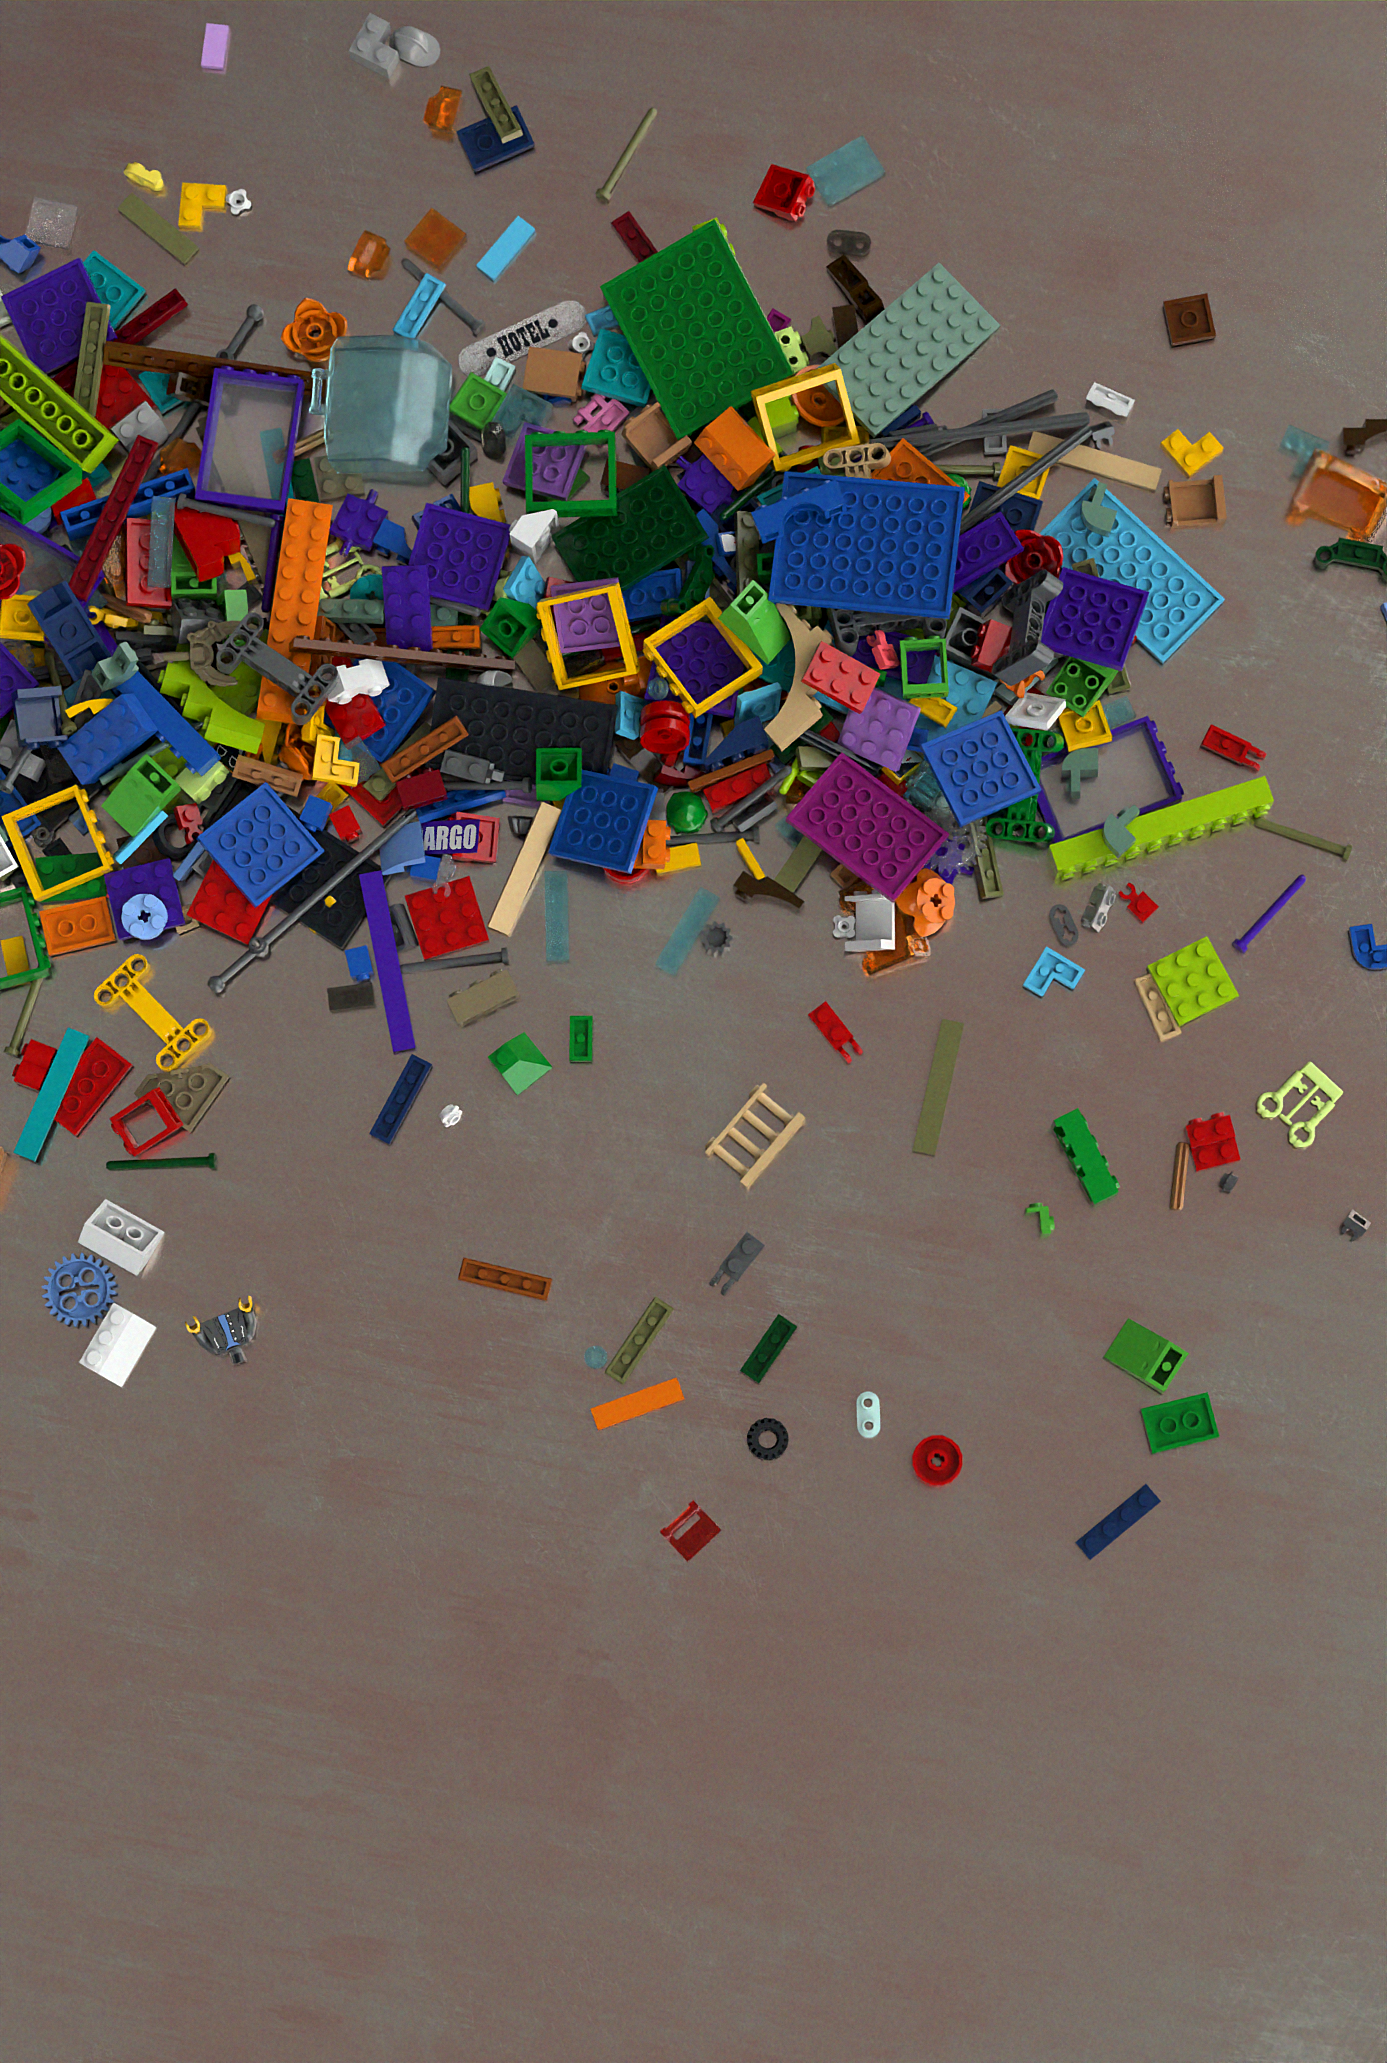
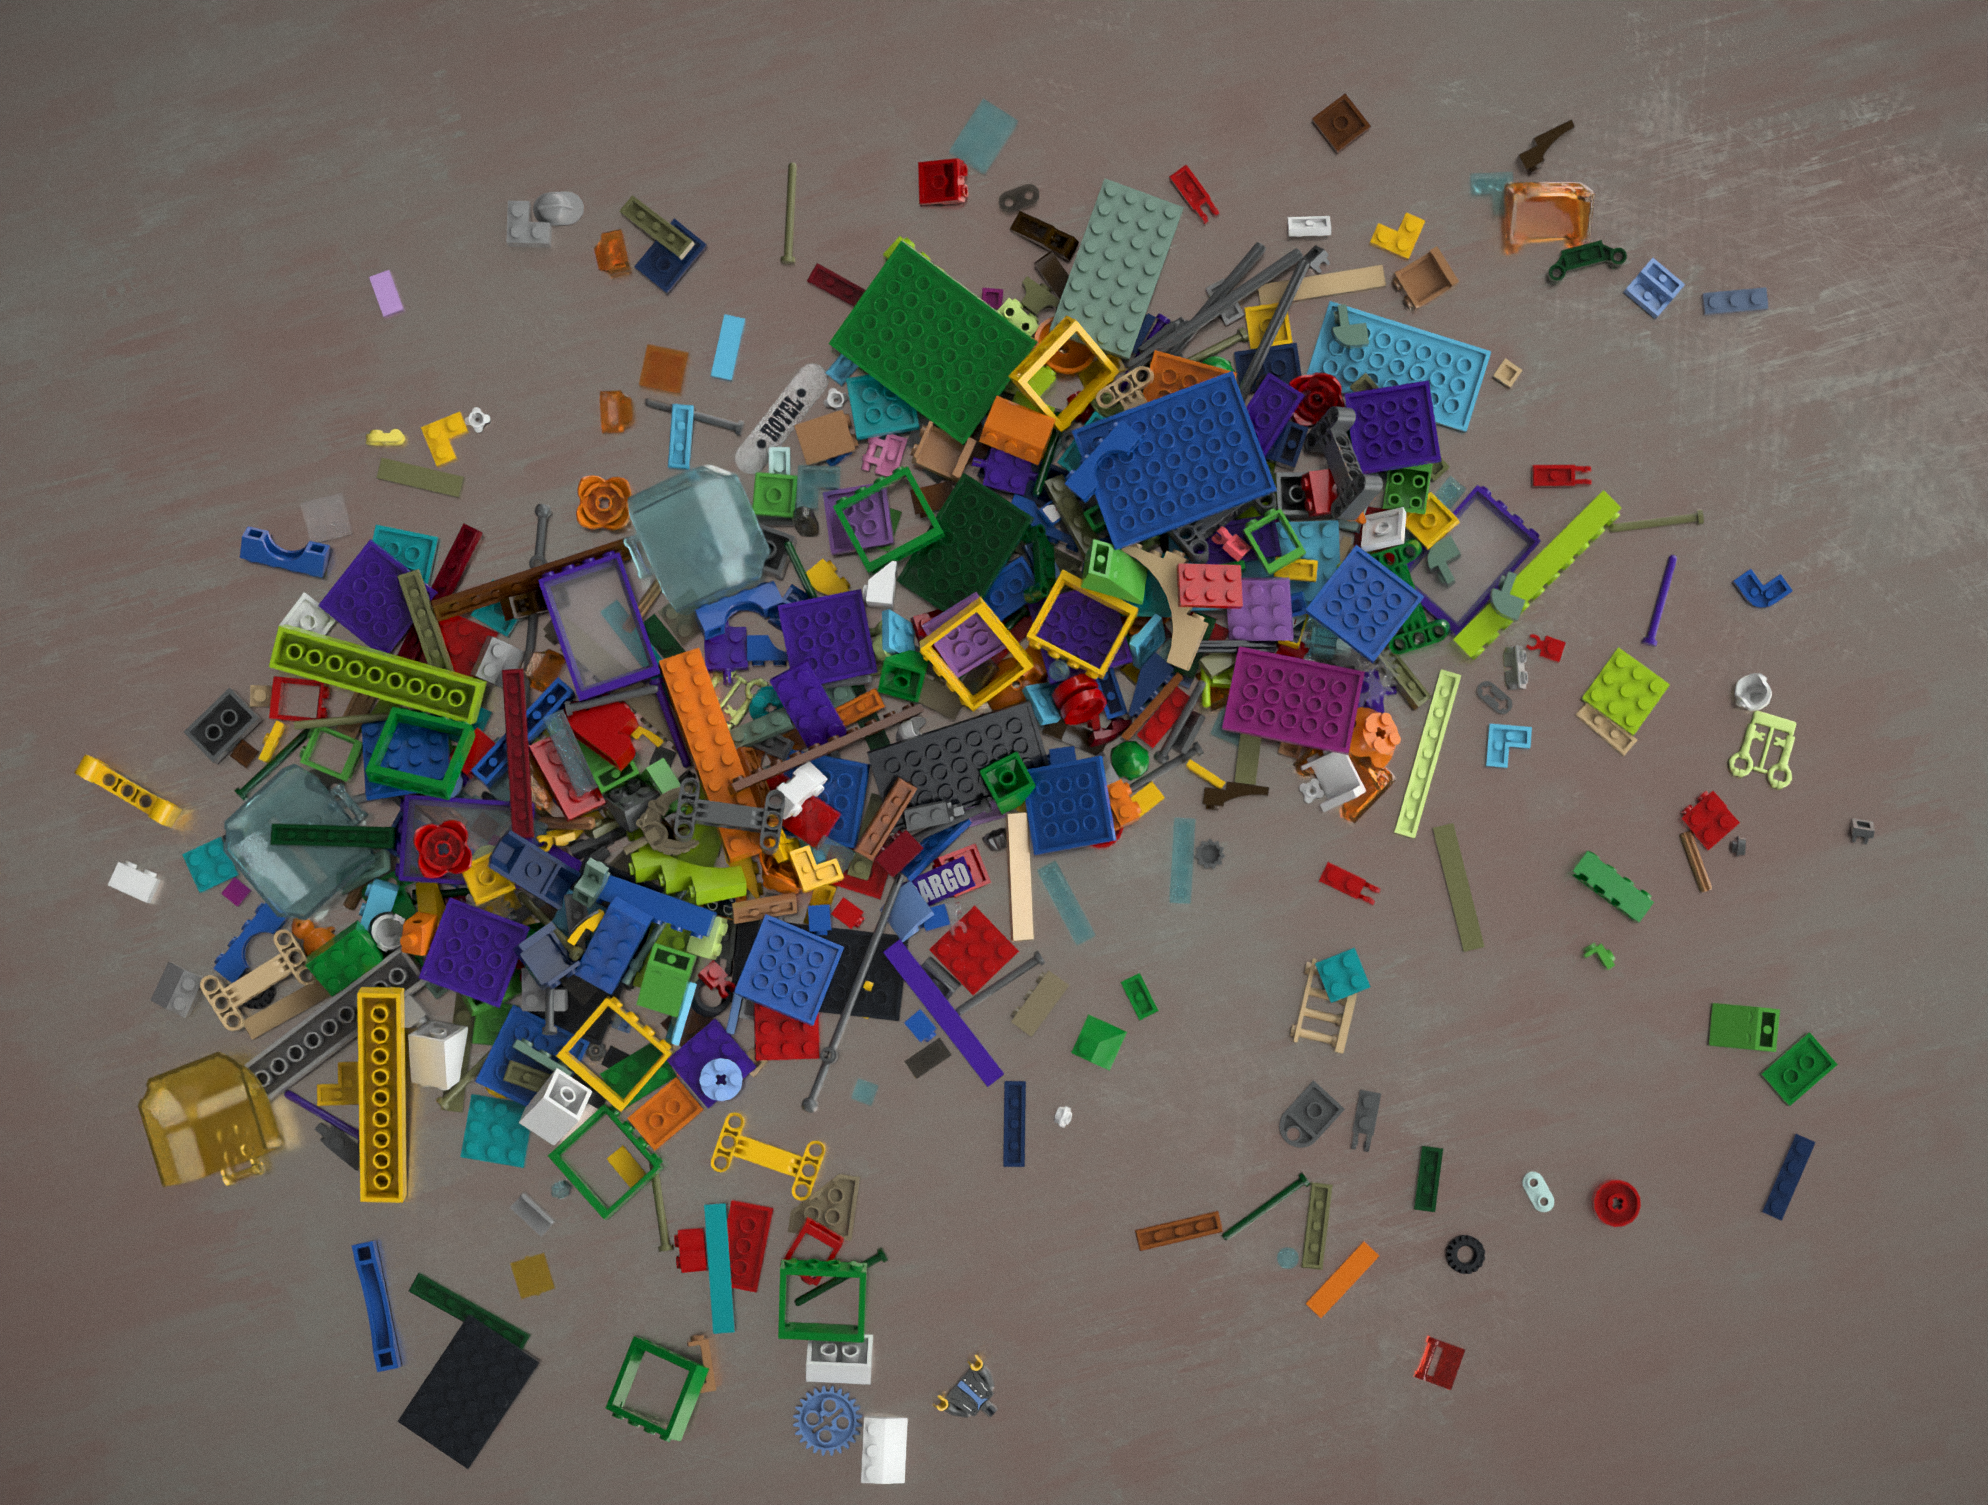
camera: 30 degrees left, 5 degrees up
(117, 1203) = (820, 1331): none -> green window
(275, 999) = (864, 1092): none -> clear light blue plate
(363, 485) = (760, 599): none -> blue arch
(600, 1298) = (1266, 1207): none -> dark green bar
(687, 1232) = (1310, 1114): none -> dark grey tile
(783, 1112) = (1342, 975): none -> teal plate
(972, 946) = (1427, 753): none -> yellowish green plate
(1016, 315) = (1193, 192): none -> red hinge
(1230, 627) = (1507, 373): none -> tan plate
(1314, 1040) = (1753, 692): none -> white cap

